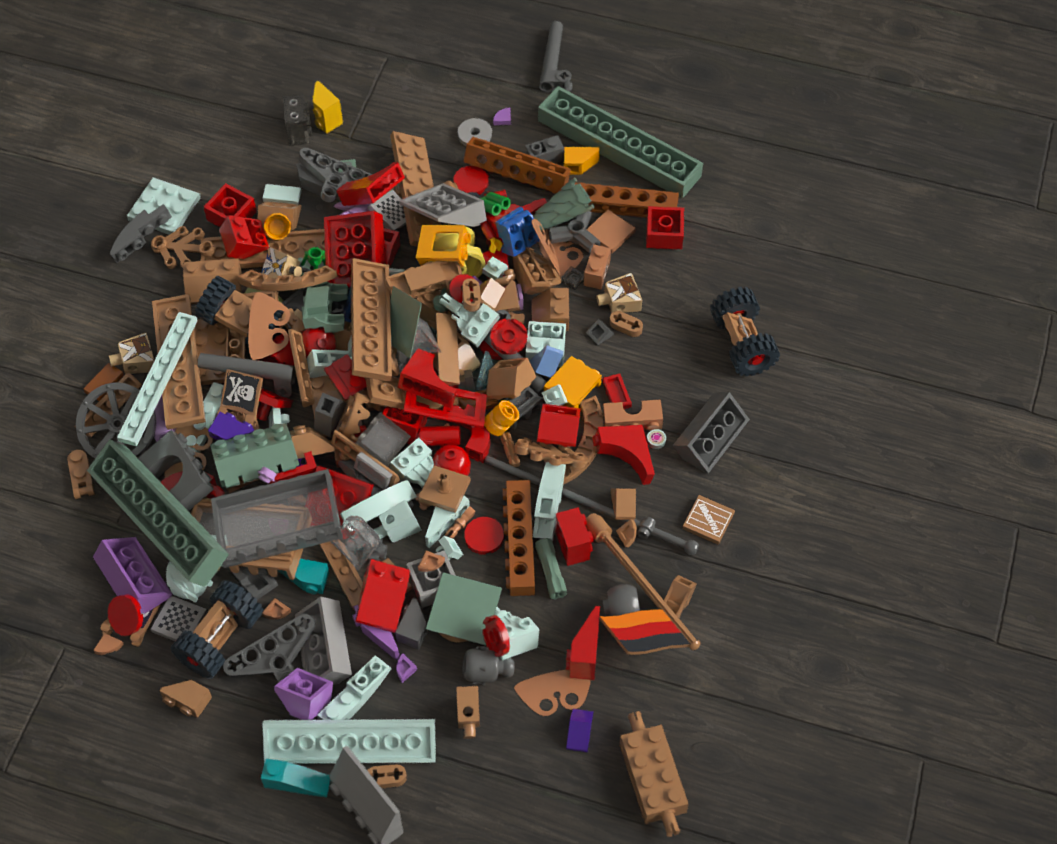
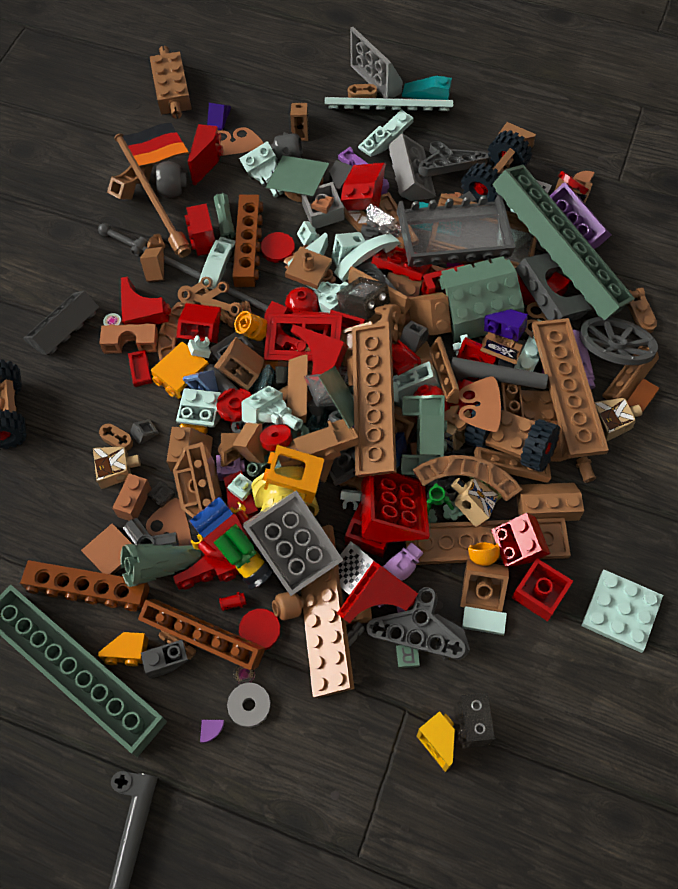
camera: 175 degrees left, 5 degrees up
(132, 235) = (643, 561): dark grey slope -> none
(157, 379) = (584, 359): light aqua plate -> none
(161, 244) = (591, 543): medium nougat plant -> none
(266, 475) = (466, 257): lavender plate -> none
(304, 694) = (424, 126): medium lavender slope -> none
(372, 470) = (371, 272): light grey tile -> none
(467, 295) = (263, 418): medium nougat beam -> none
(496, 635) = (273, 144): red tile -> none
(509, 275) = (230, 471): medium nougat arm -> none
(553, 257) = (182, 504): nougat piece -> none
(665, 227) = (47, 540): red brick -> none
(708, 519) = (84, 253): medium nougat tile -> none

